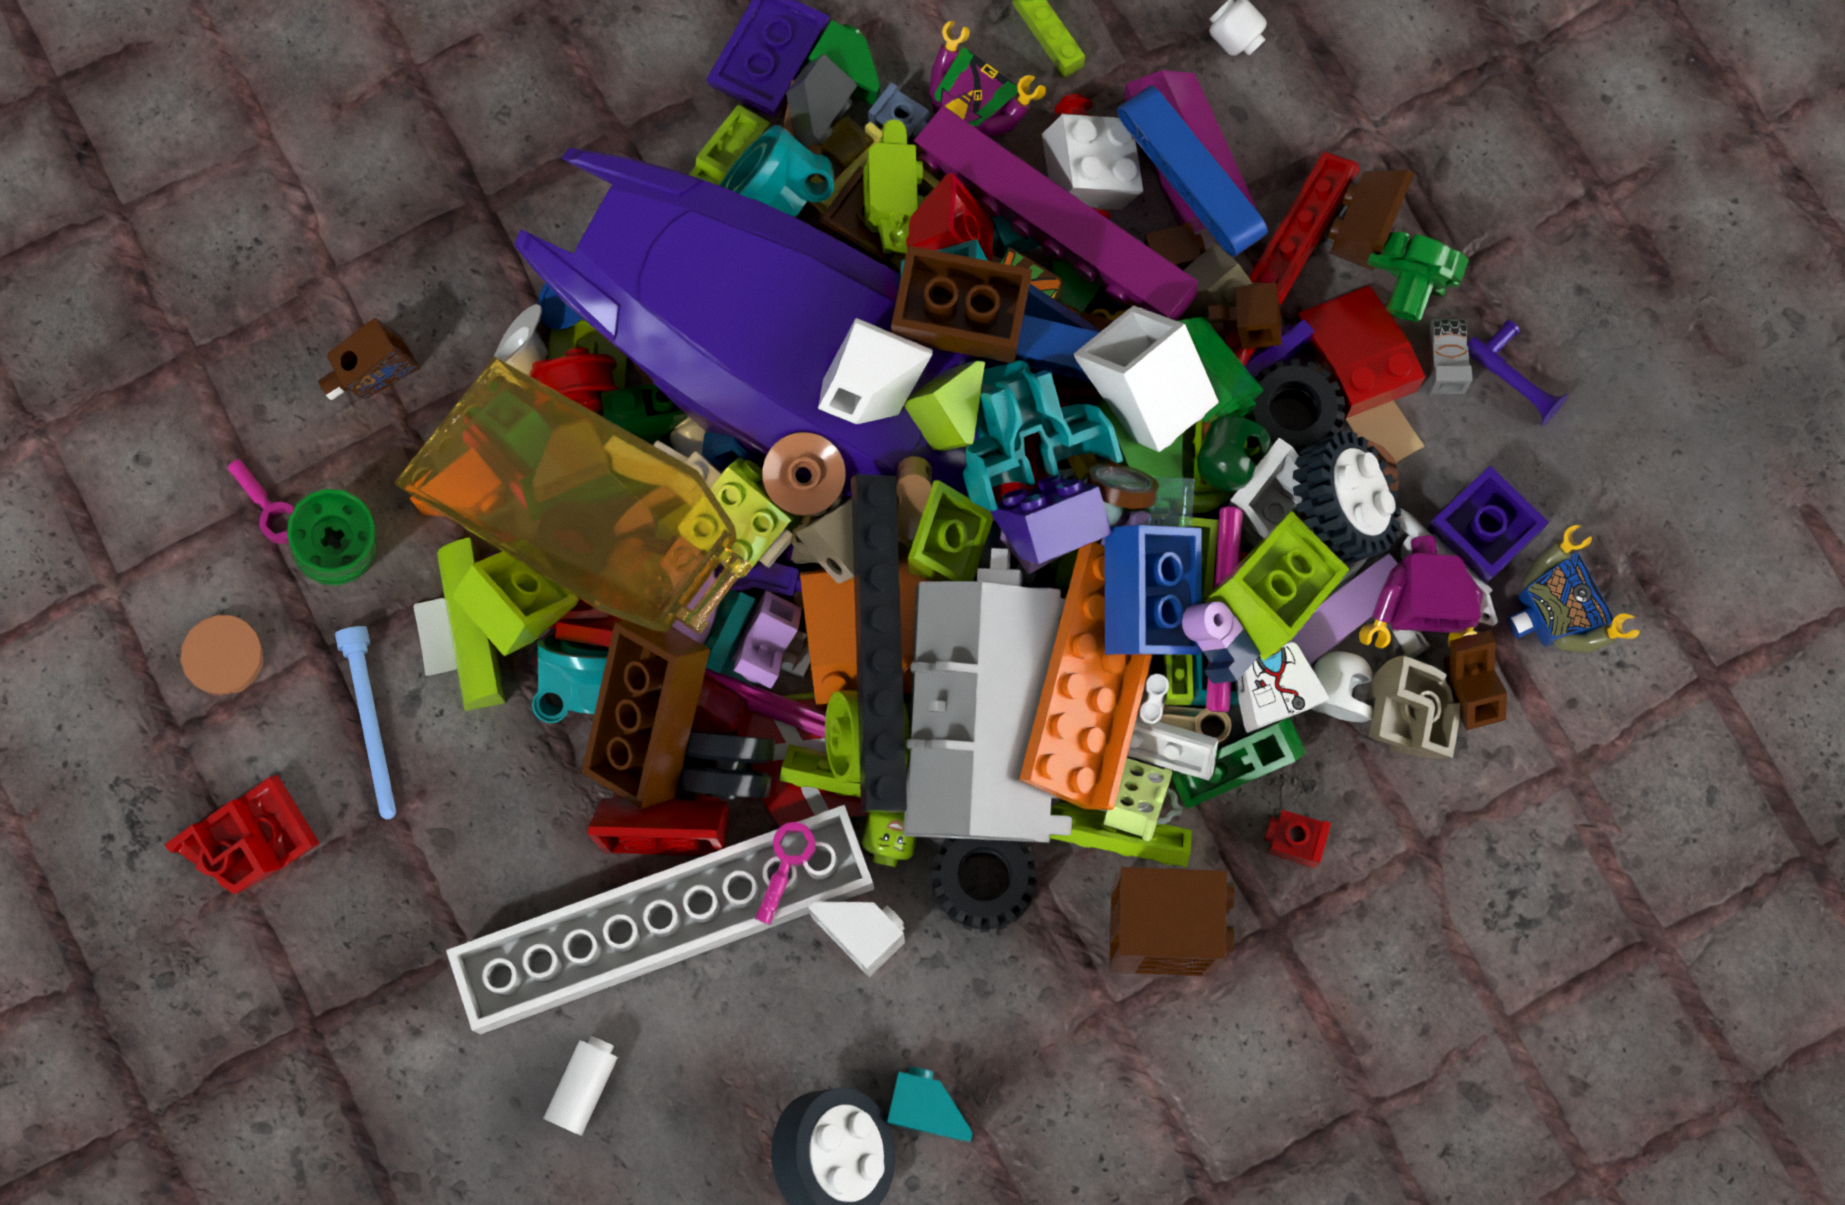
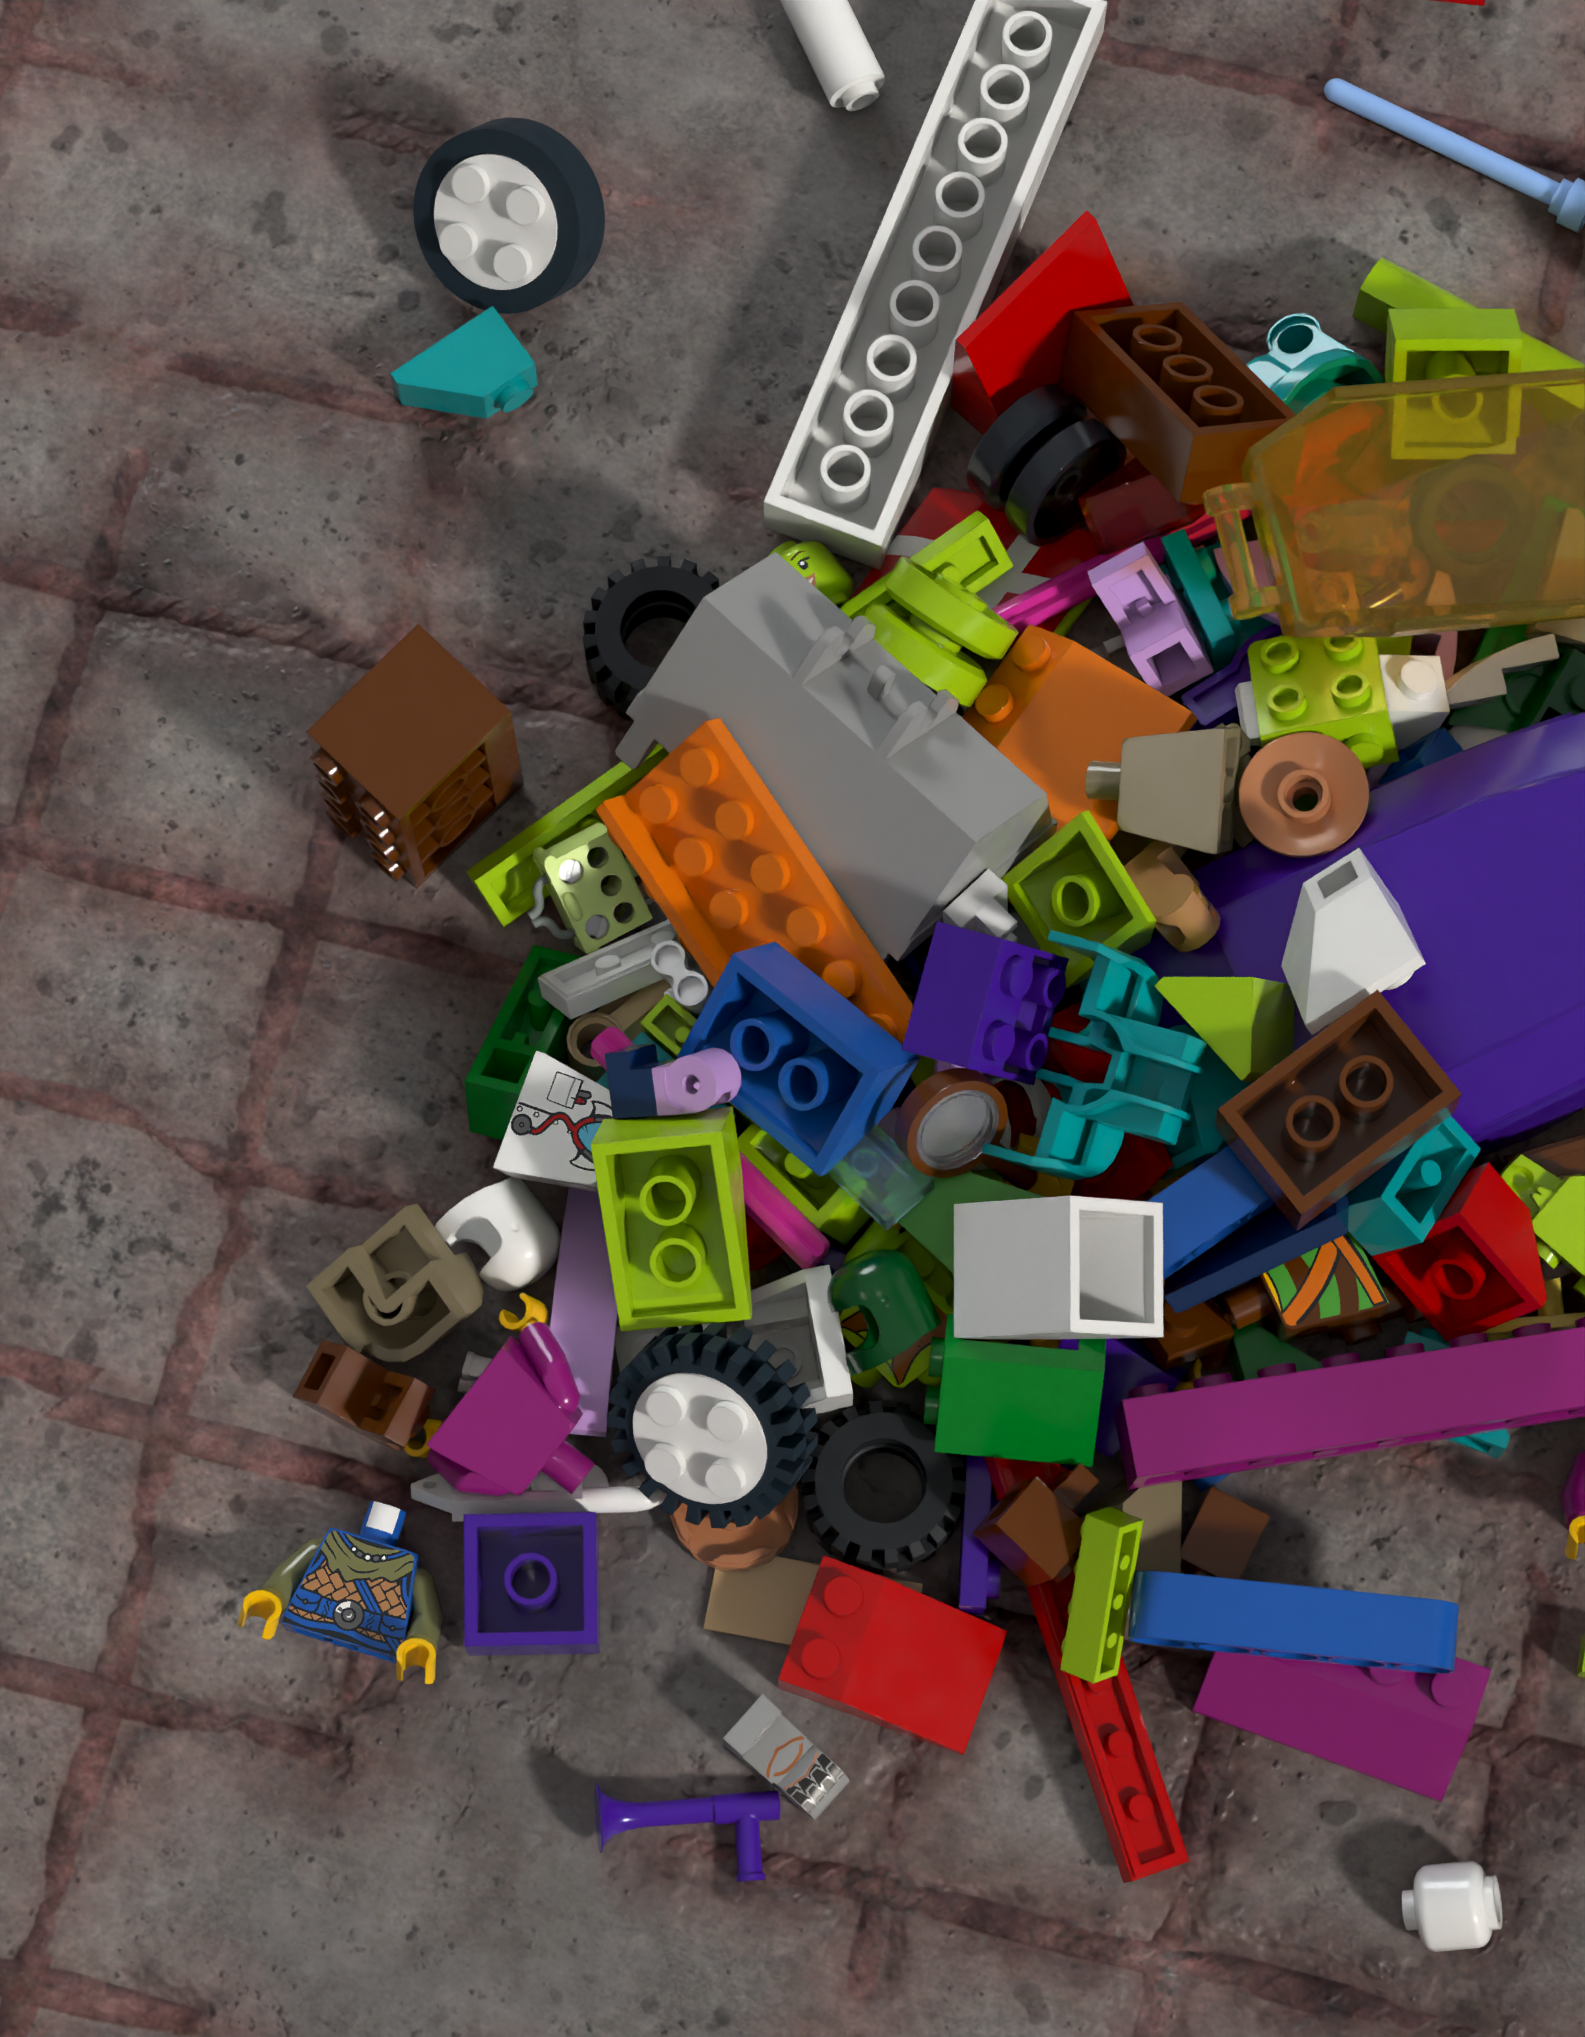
camera: 130 degrees right, 0 degrees up
(435, 636) = (1491, 291): white sticker -> none
(780, 878) = (859, 403): dark pink piece -> none
(861, 931) = (726, 450): white slope -> none
(878, 644) = (1023, 702): black plate -> none
(1092, 156) = (1426, 1533): white brick -> none
(1259, 261) = (1101, 1594): none -> lime piece
(1306, 852) = (380, 1052): red brick -> none
(1369, 215) = (1046, 1820): reddish brown slope -> none
(1420, 272) = (917, 1805): green piece -> none

